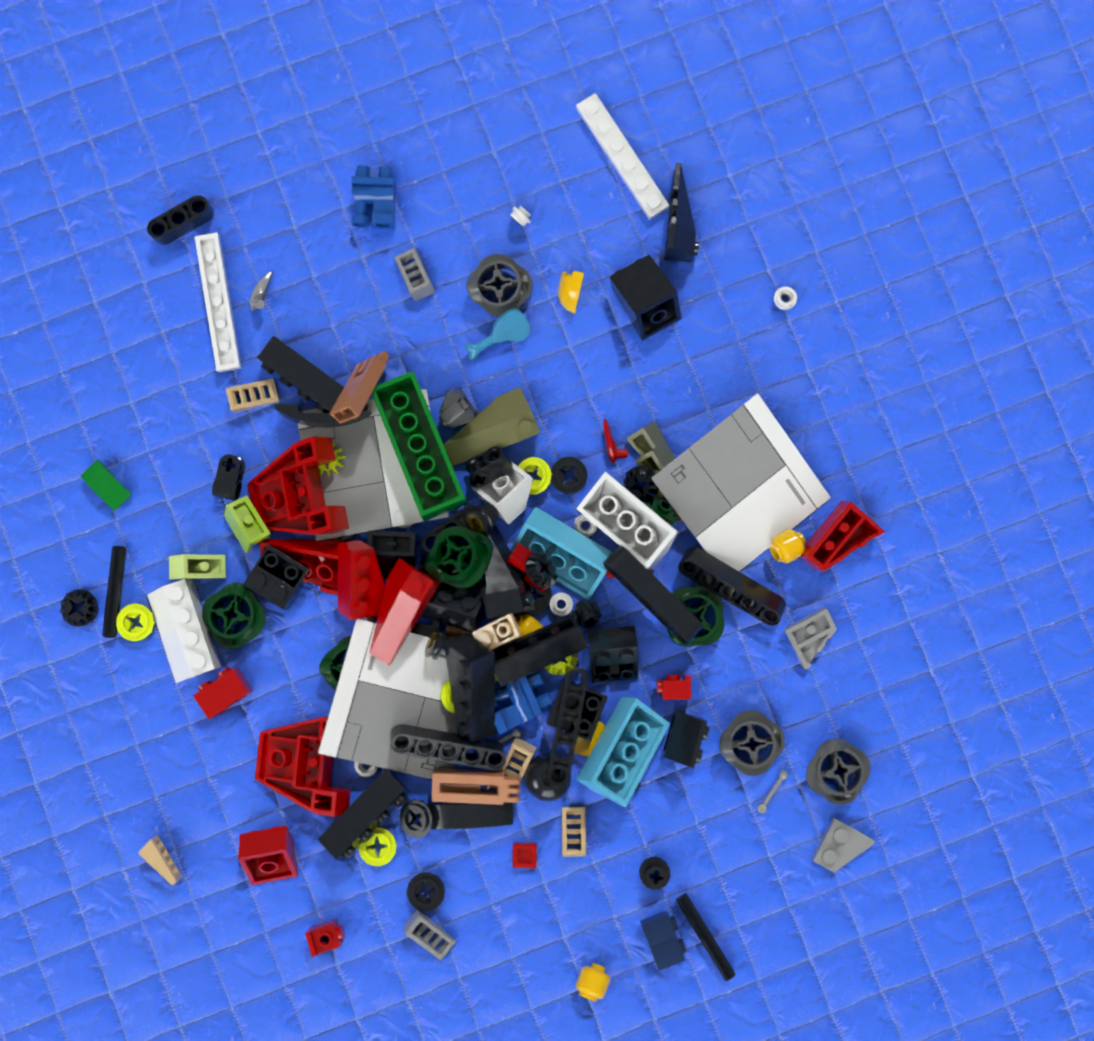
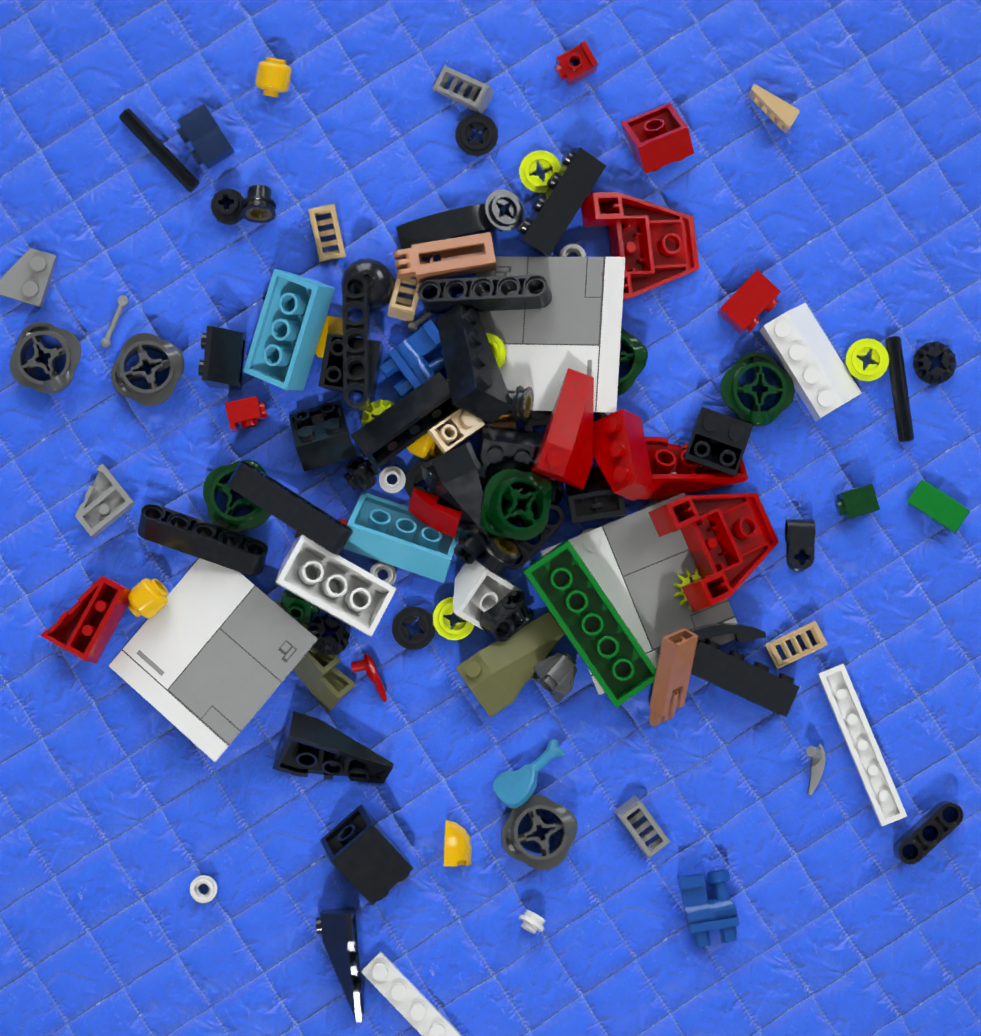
camera: 170 degrees right, 0 degrees up
(172, 502) = (857, 502): none -> dark green brick
(197, 566) = (812, 435): yellowish green slope -> none
(246, 523) = (768, 495): lime panel -> none
(504, 533) = (472, 543): none -> black piece
(524, 855) = (376, 196): red tile -> none
(533, 567) = (430, 514): black gear -> none
(628, 868) = (258, 205): none -> black piece
(667, 392) = (320, 749): none -> black wedge

